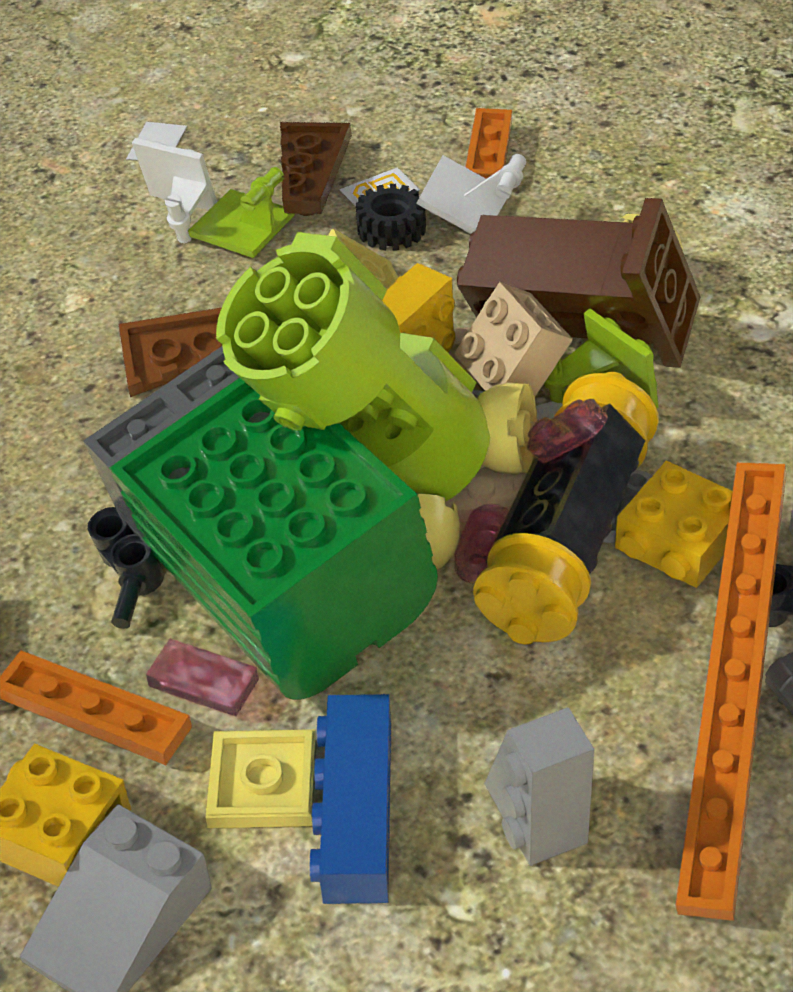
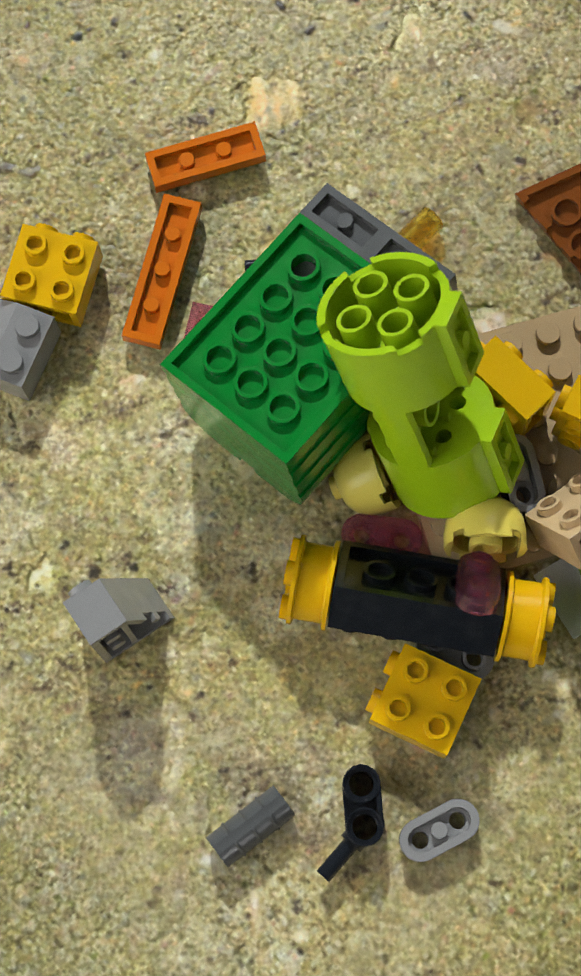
camera: 80 degrees right, 30 degrees up
(261, 779) = (123, 413): light yellow tile -> none
(355, 800) = (106, 483): blue brick -> none
(732, 696) = (256, 758): orange plate -> none

